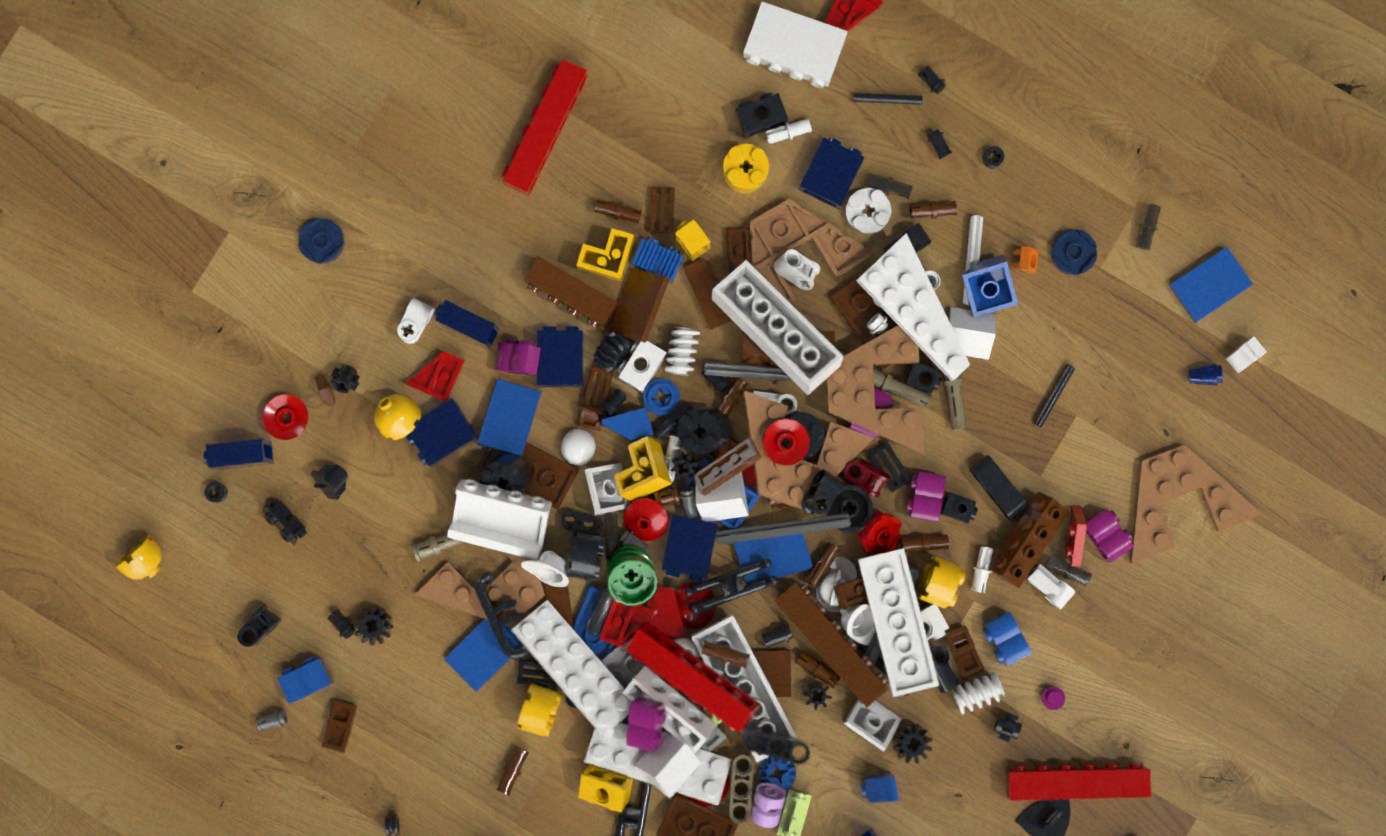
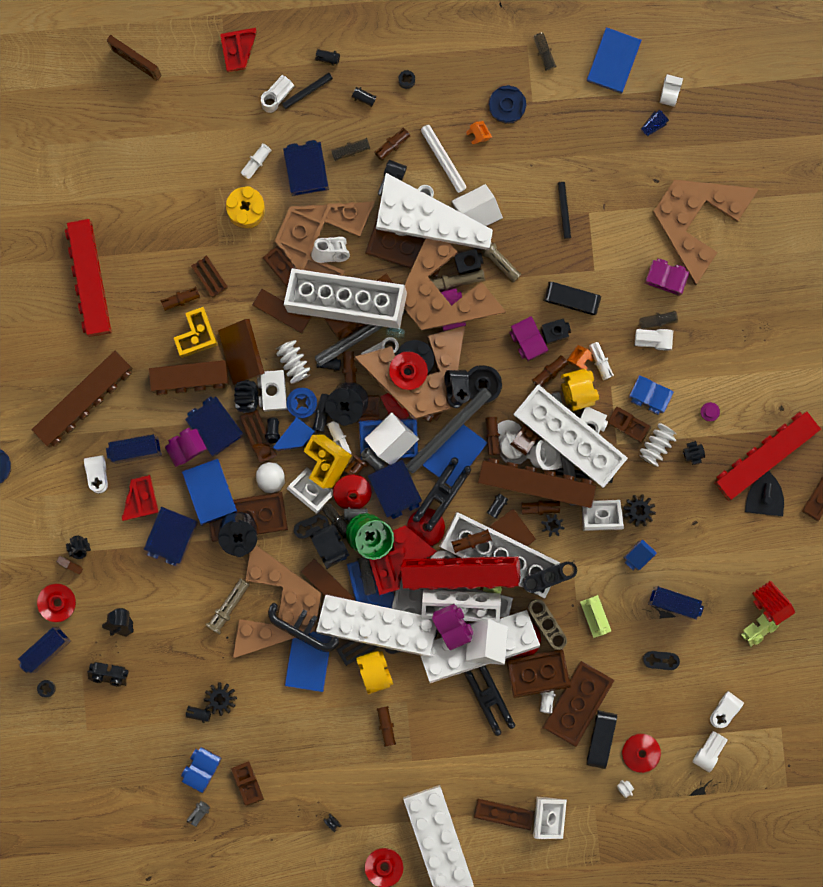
camera: 45 degrees left, 0 degrees up
(141, 559) = (29, 770): yellow cylinder -> none
(259, 626) = (143, 755): black piece -> none
(396, 416) = (132, 546): yellow cylinder -> none
(453, 240) = (82, 399): none -> reddish brown brick
(499, 519) = (253, 563): white panel -> none
(549, 569) = (311, 573): white piece -> none
(605, 788) = (464, 683): yellow brick -> none
(657, 259) = (230, 311): blue brick -> none
(678, 467) = (355, 431): black gear -> none
(692, 239) = (245, 281): yellow brick -> none
(727, 466) = (380, 415): reddish brown tile -> none
(751, 124) = (228, 175): black brick -> none
(767, 769) = (563, 587): blue gear -> none
(767, 805) = (573, 622): lavender wheel -> none
(794, 45) = (217, 100): white panel -> none
(801, 395) = (397, 333): none -> clear light blue tile
(858, 80) = (277, 92): none -> white piece
(868, 476) = (480, 355): dark red piece -> none
(874, 199) = (345, 166): white plate -> none
(877, 324) = (411, 247): white plate -> none
(880, 524) = (511, 379): red plate -> none
(898, 464) = (504, 343): black tile -> none
(945, 675) = (628, 449): black piece -> none
(964, 550) = (580, 356): none -> orange tile
(989, 286) = (467, 168): blue slope -> none
(1027, 538) = (617, 318): reddish brown brick -> none
(1077, 534) = (646, 291): red wing -> none

